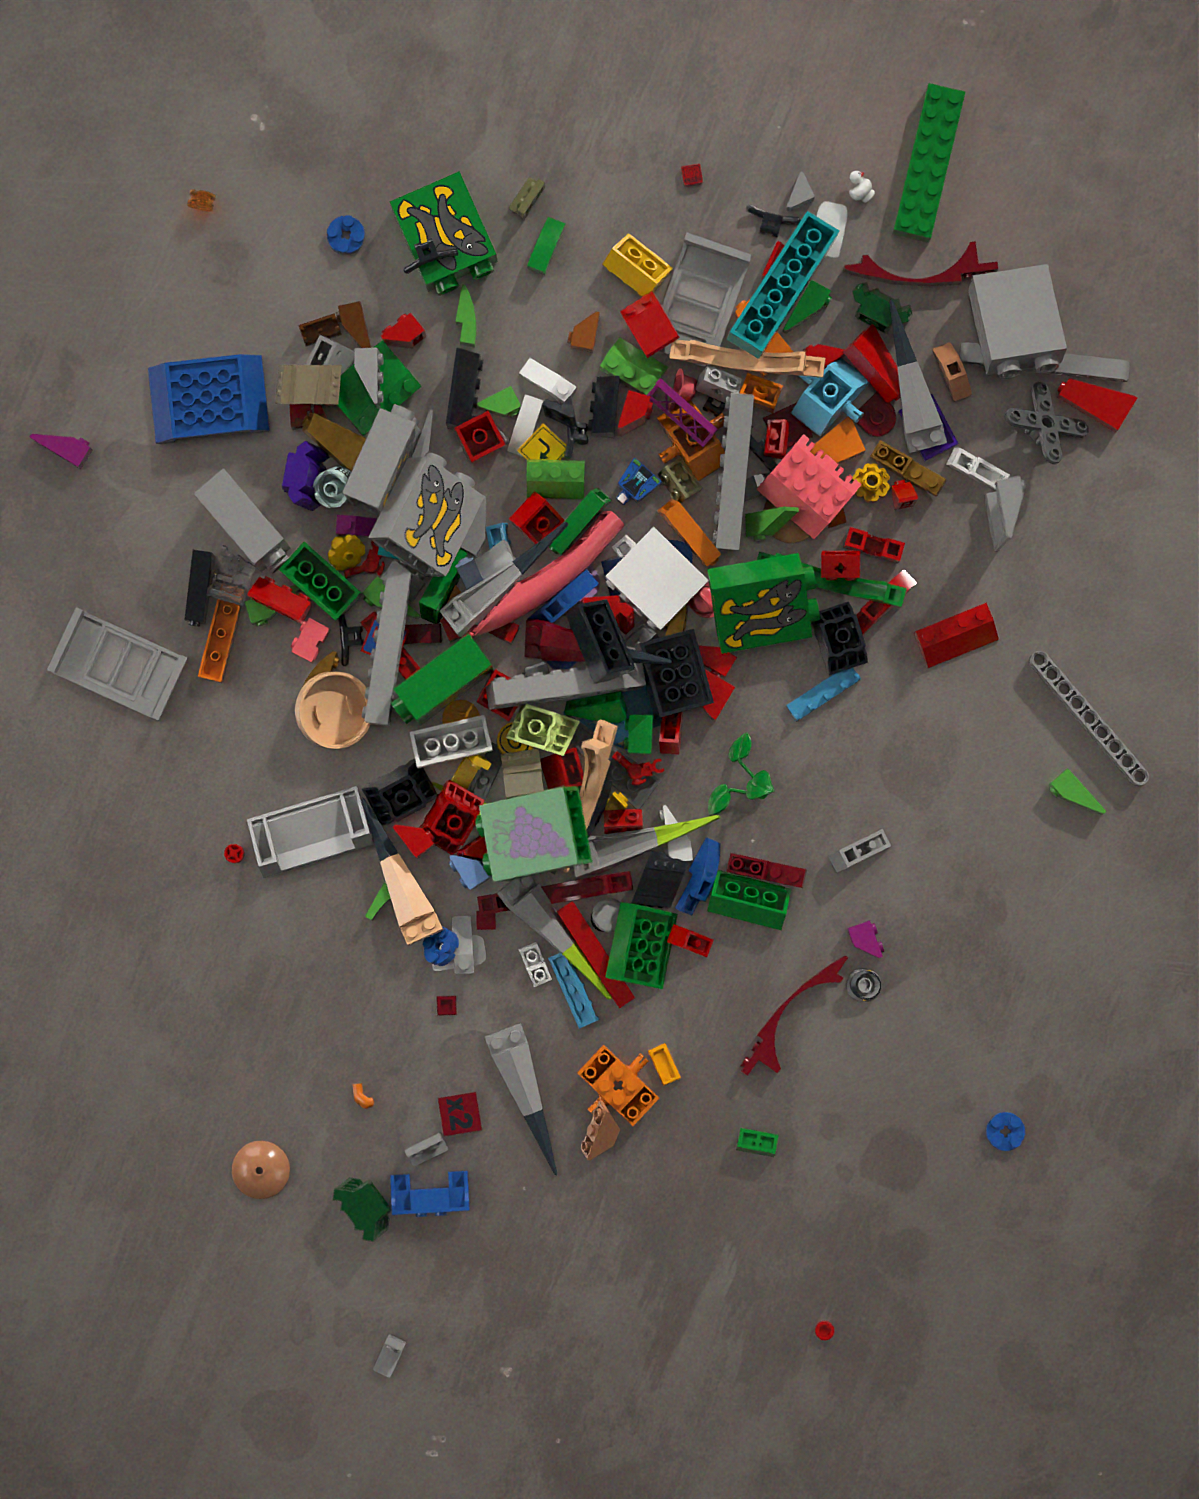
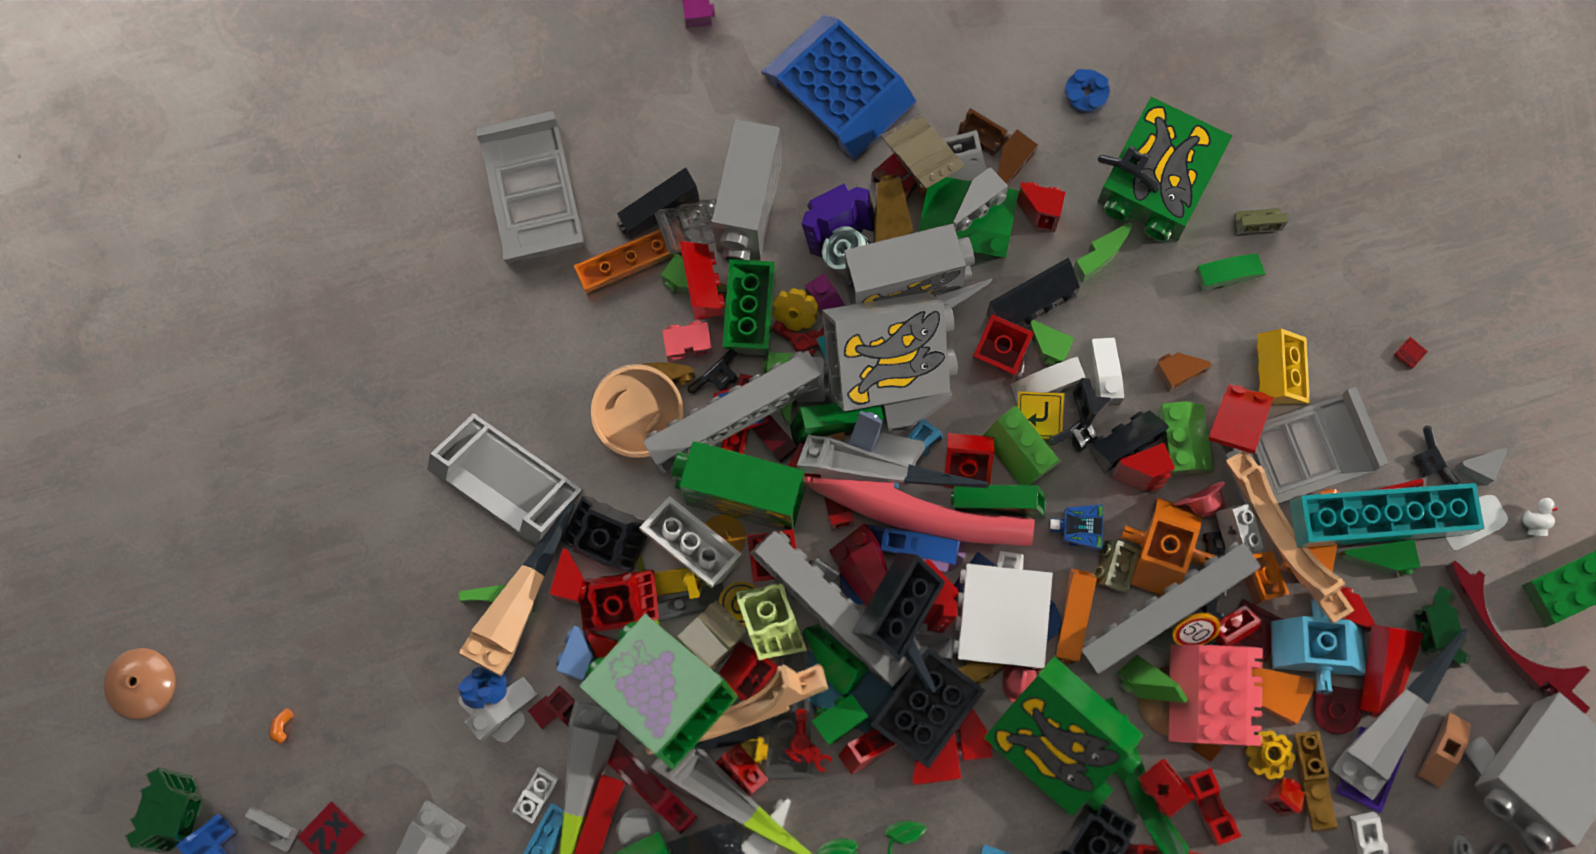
camera: 55 degrees right, 10 degrees down
(231, 853) = (427, 421): red wheel -> none
(446, 1005) = (431, 739): dark red tile -> none
(687, 407) = (1193, 515): magenta fence -> none
(760, 466) = (1196, 629): none -> piece

